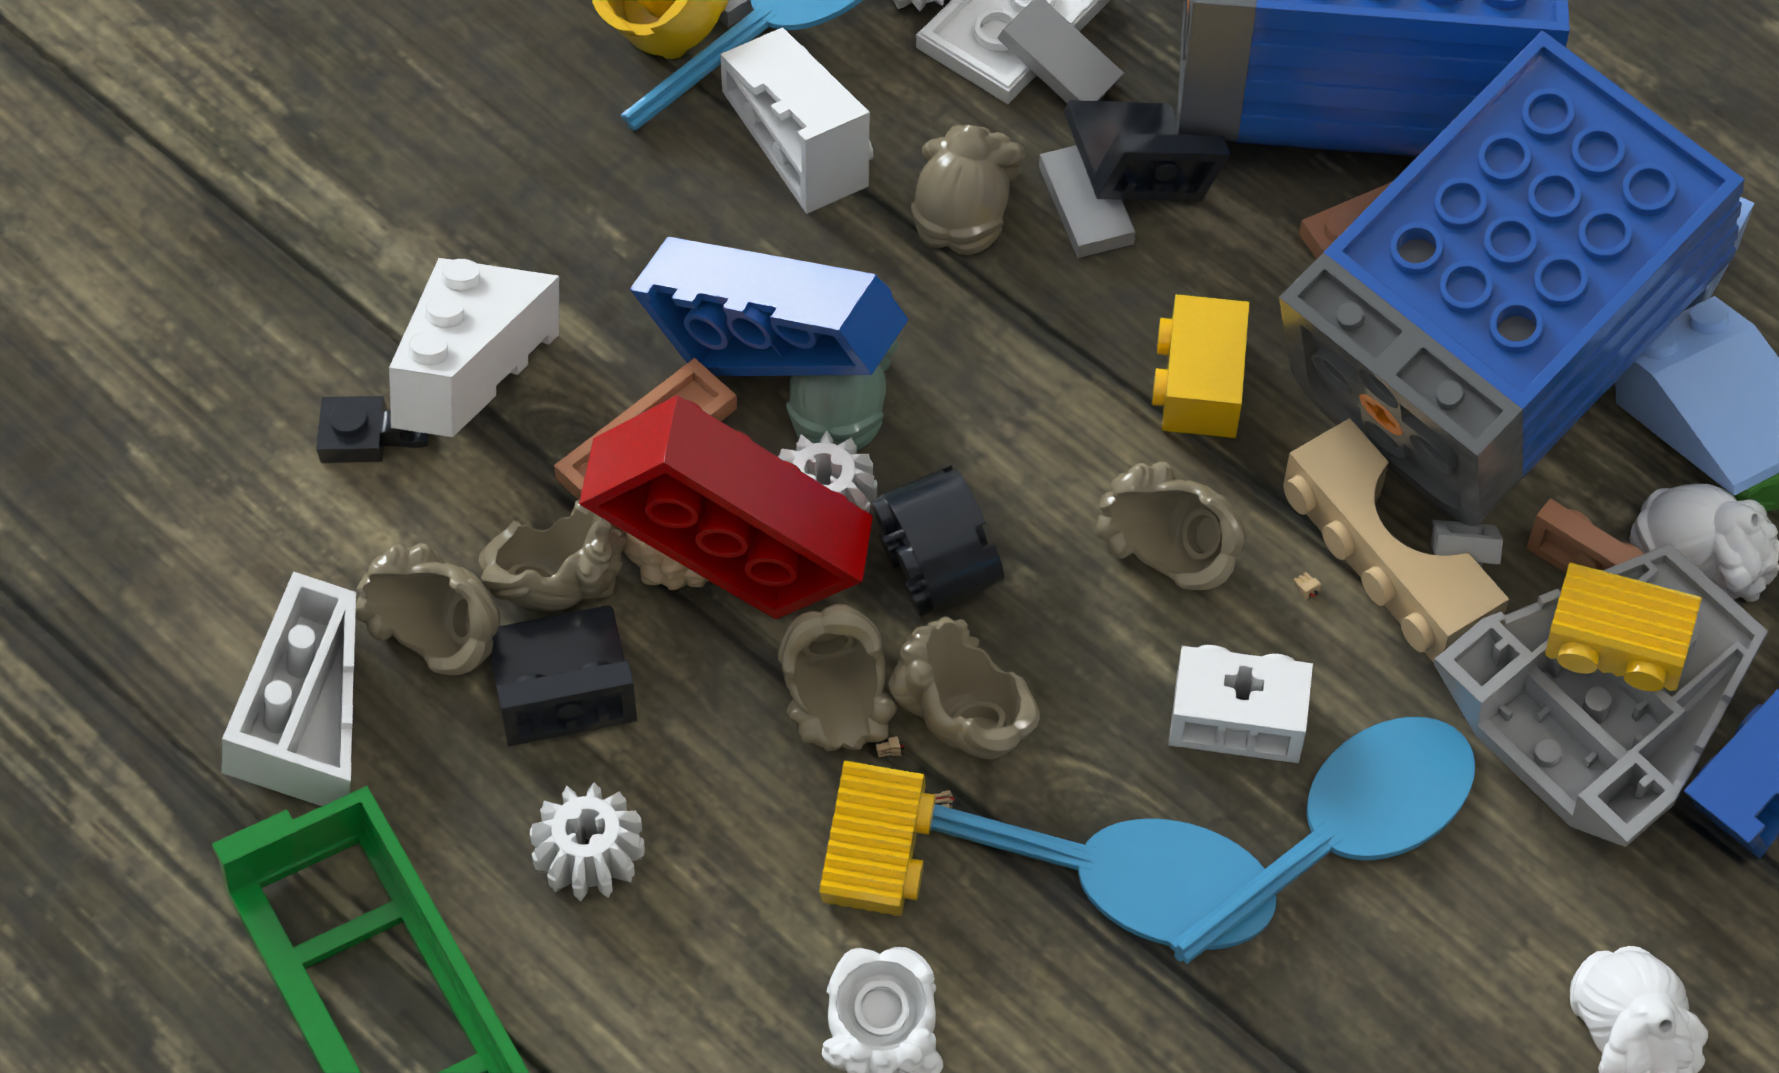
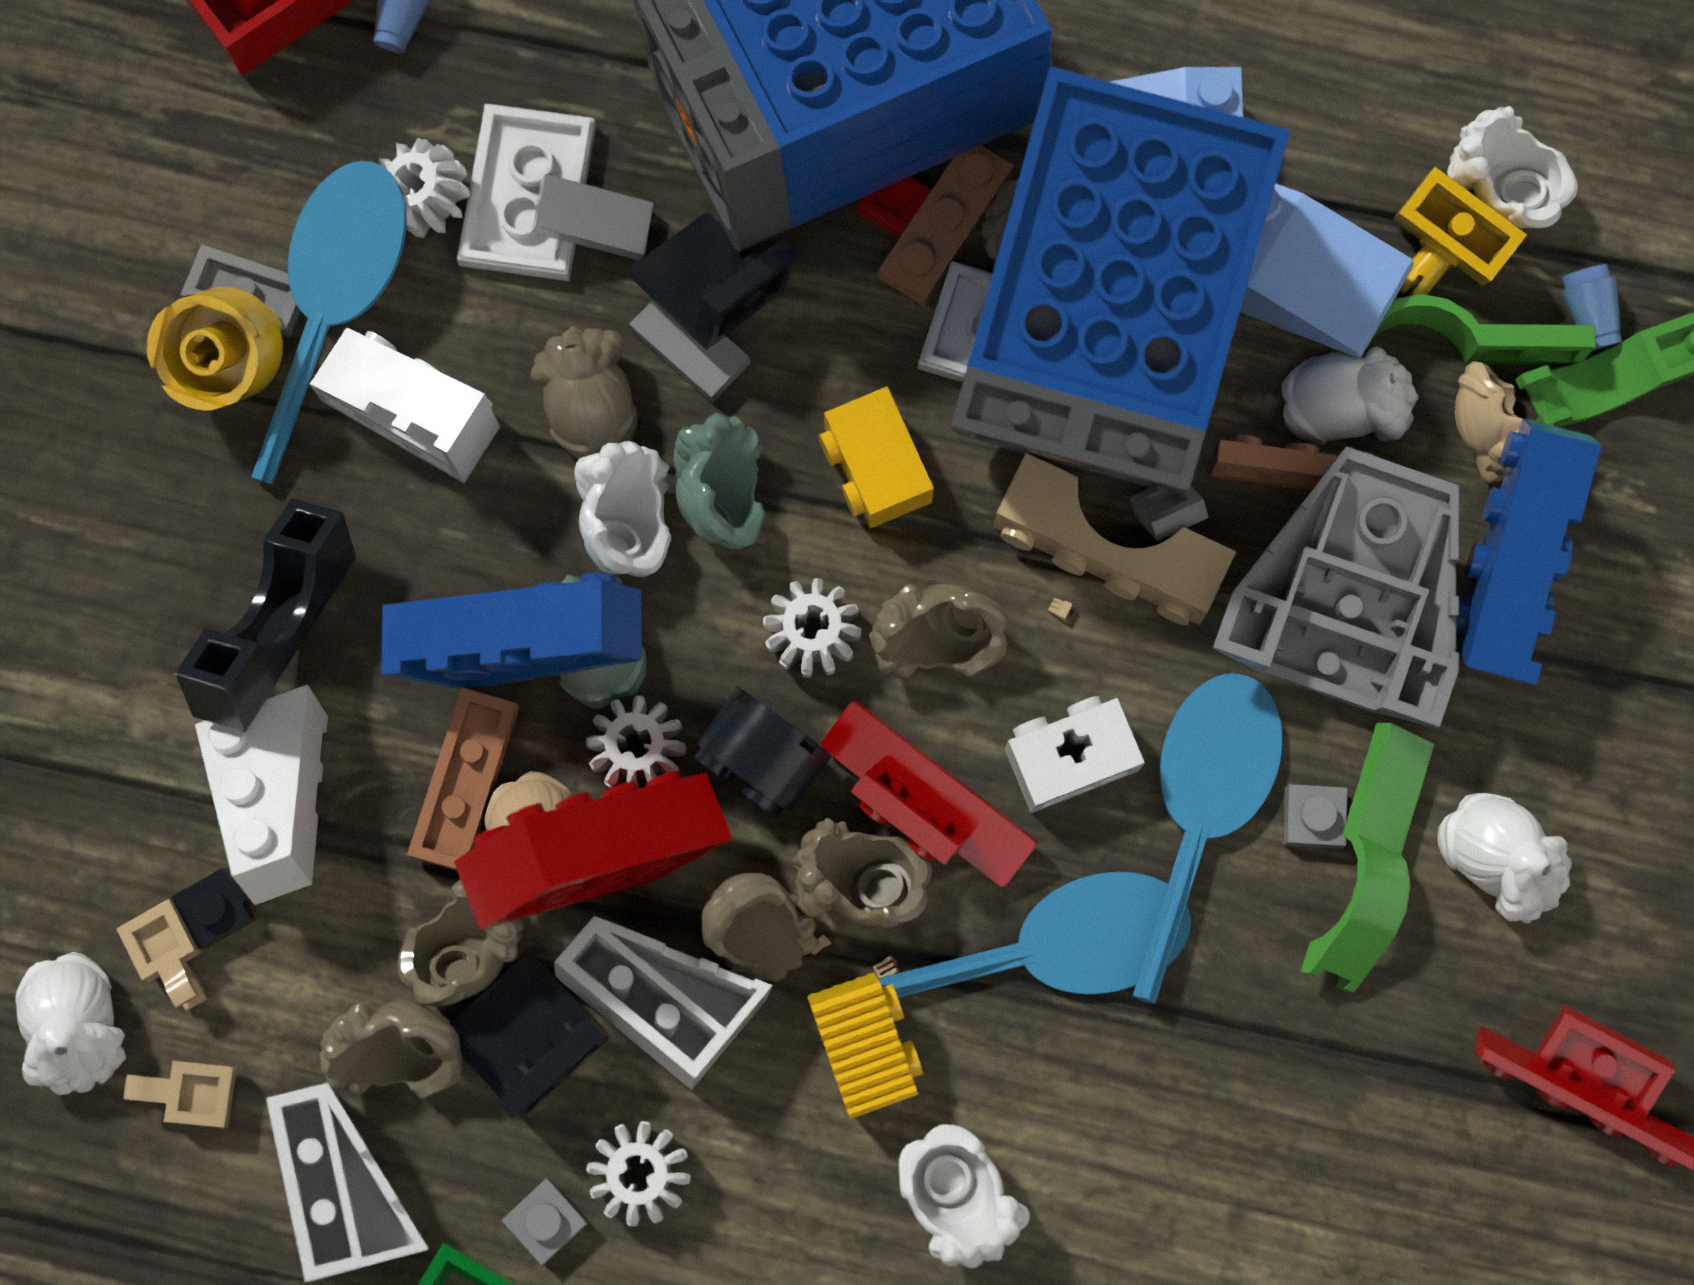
camera: 30 degrees left, 20 degrees up
(159, 452) = (68, 1025): none -> white hair
(226, 563) = (192, 1094): none -> tan plate
(282, 432) = (160, 948): none -> tan plate
(471, 843) = (545, 1221): none -> light grey plate
(619, 190) = (236, 670): none -> black arch
(708, 700) = (660, 998): none -> white wedge
(943, 281) = (623, 508): none -> white hair
(1044, 305) = (719, 480): none -> sand green hair
(1052, 472) = (797, 614): none -> white gear
(1072, 669) = (924, 798): none -> red bracket
(1349, 175) = (894, 205): none -> red tile
(1456, 889) = (1315, 816): none -> light grey plate
(1494, 953) = (1378, 832): none -> bright green piece
(1622, 628) = (1355, 552): yellow brick -> none

